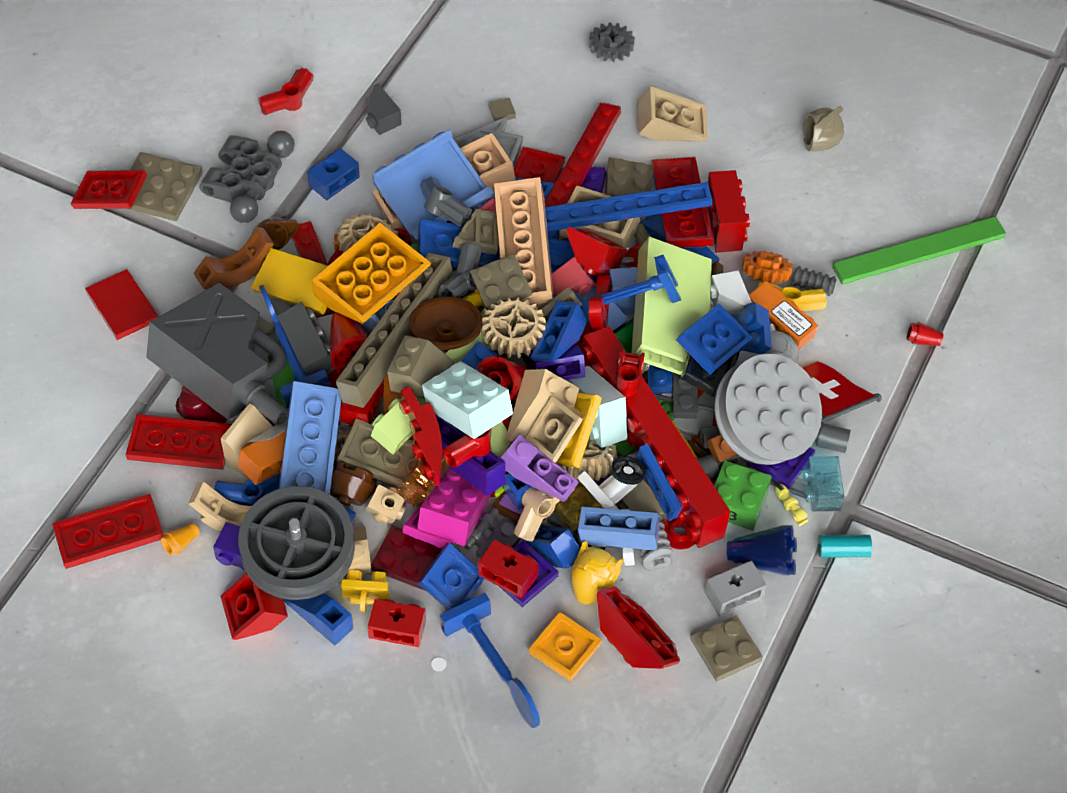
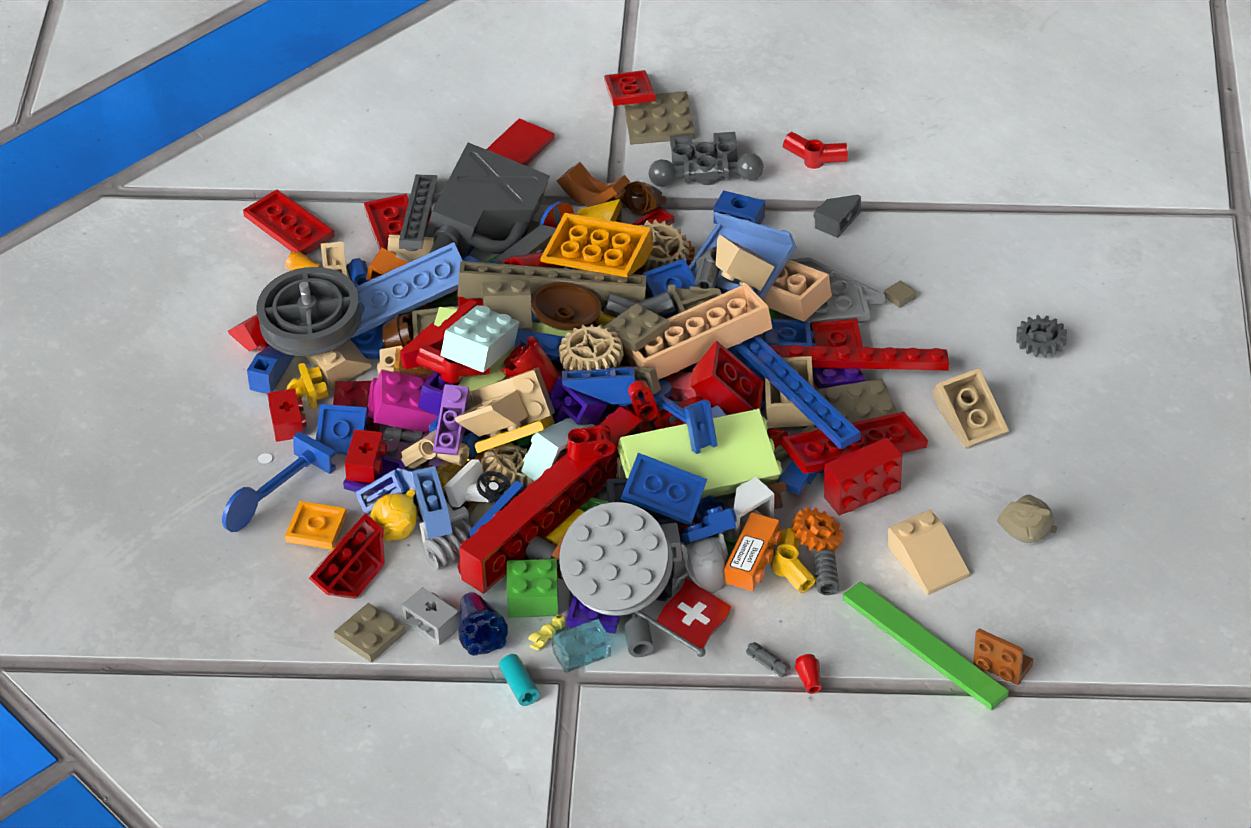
camera: 70 degrees right, 10 degrees down
(196, 405) = (418, 212): none -> dark grey plate
(459, 179) = (741, 264): none -> tan slope
(555, 573) = (397, 483): none -> tile
(821, 207) = (927, 551): none -> tan slope
(893, 358) = (768, 659): none -> dark grey axle
(963, 205) = (1000, 657): none -> dark orange bracket

